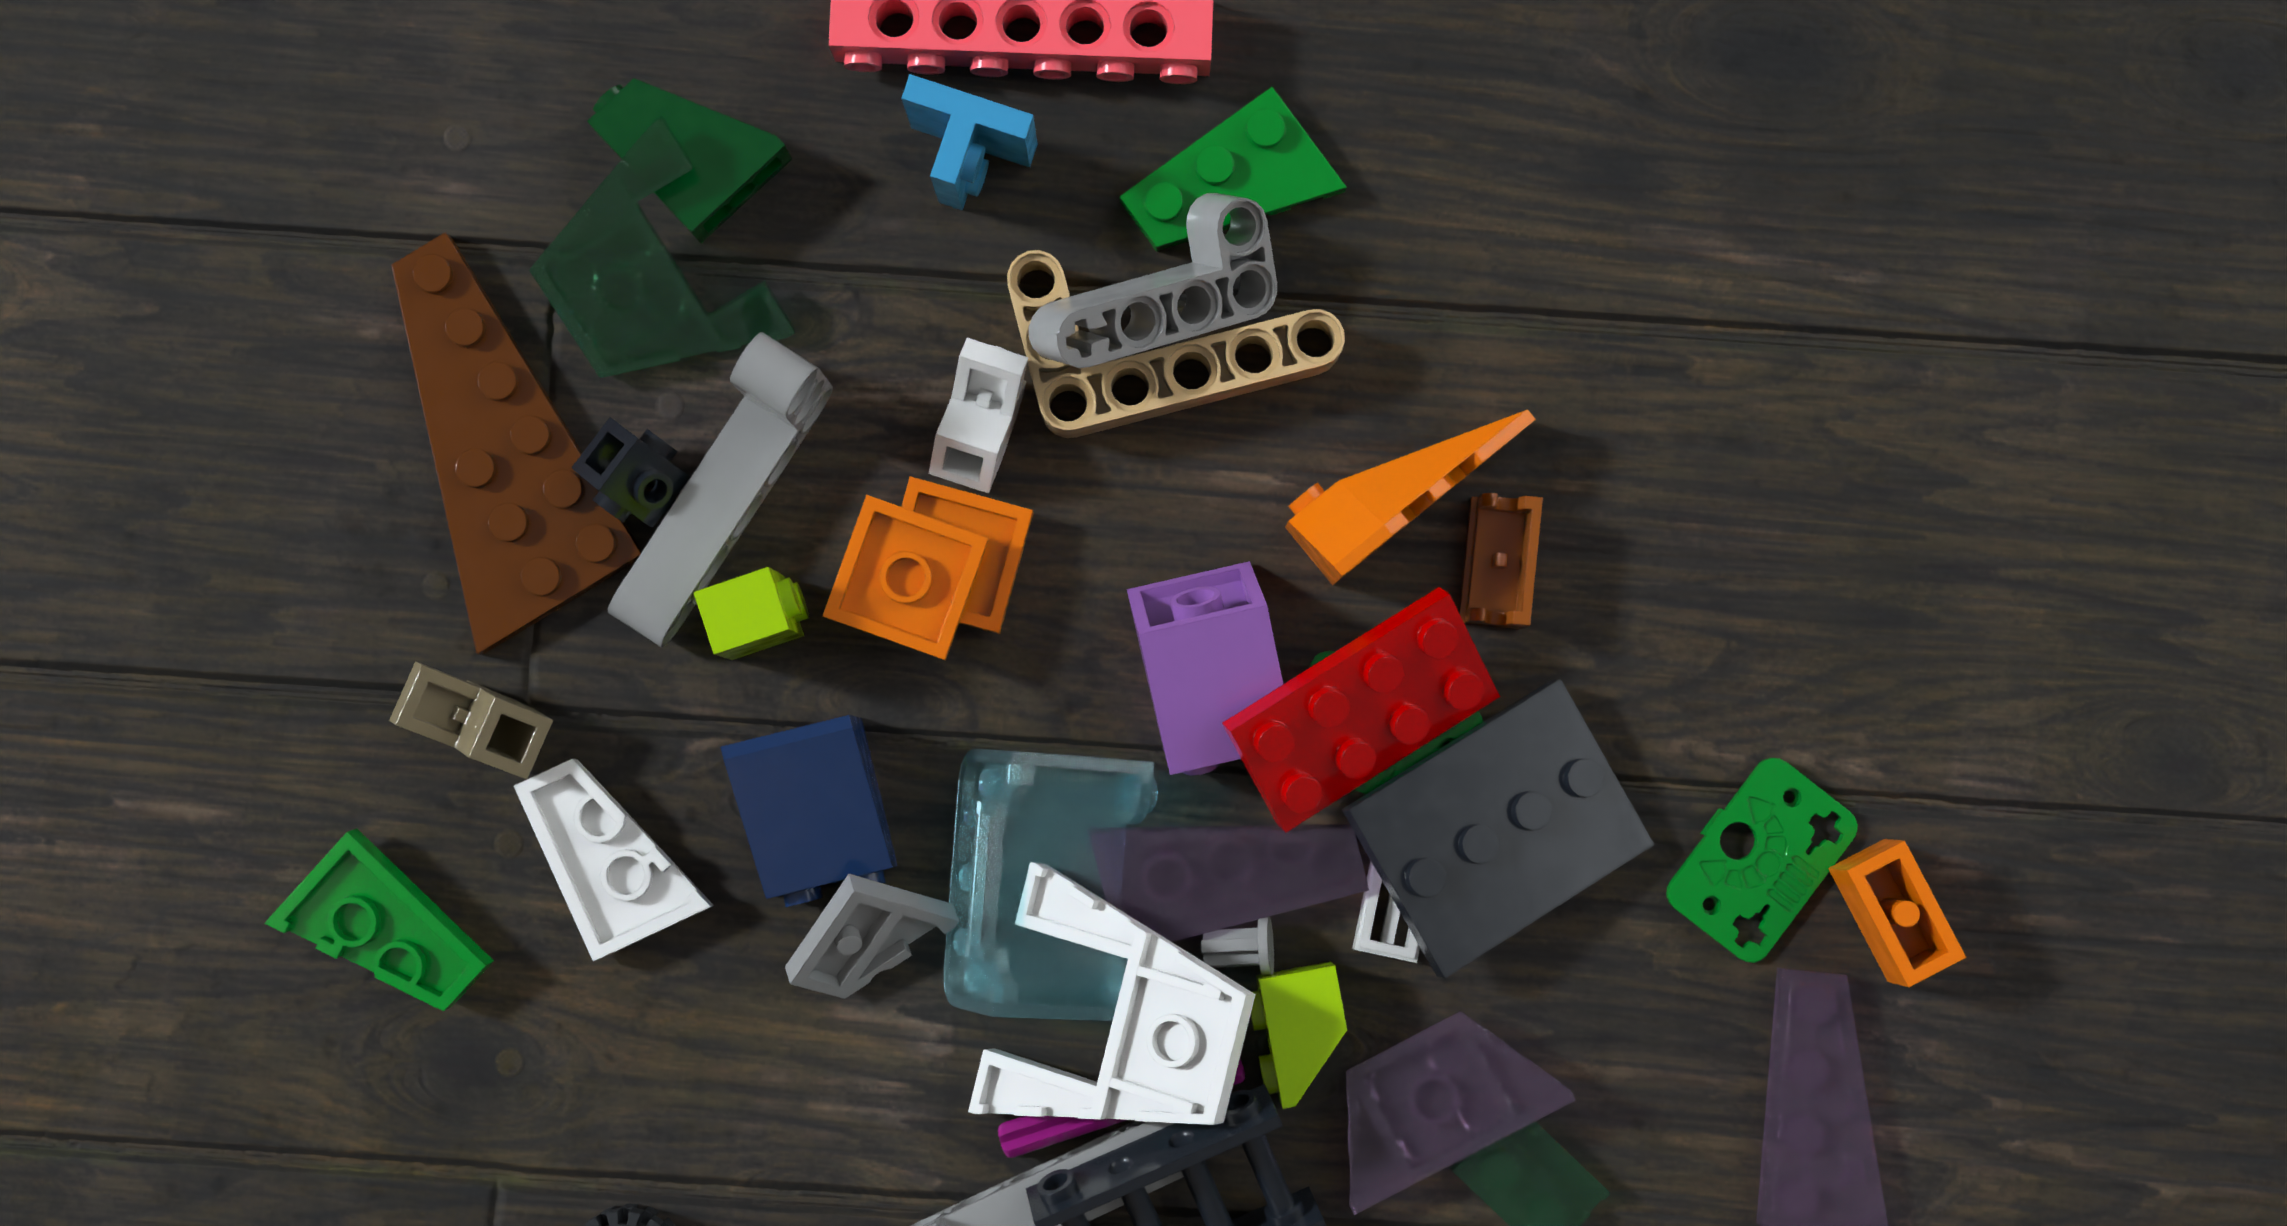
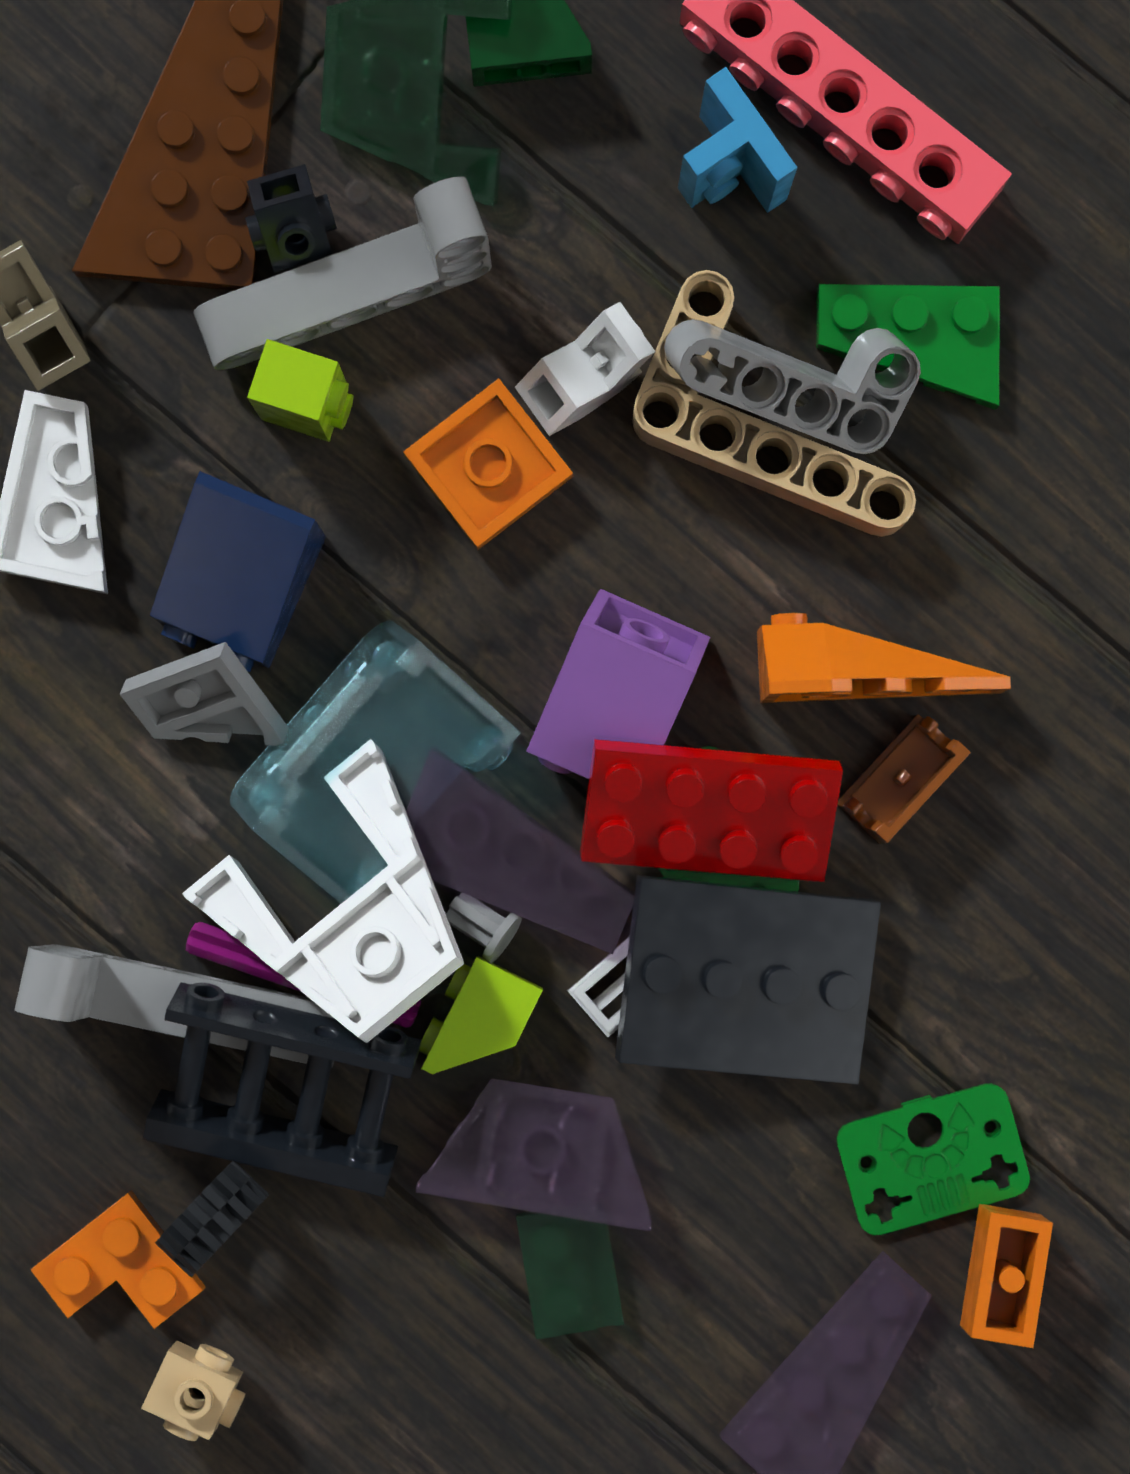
camera: 40 degrees right, 0 degrees up
(905, 577) = (437, 451): orange plate -> none

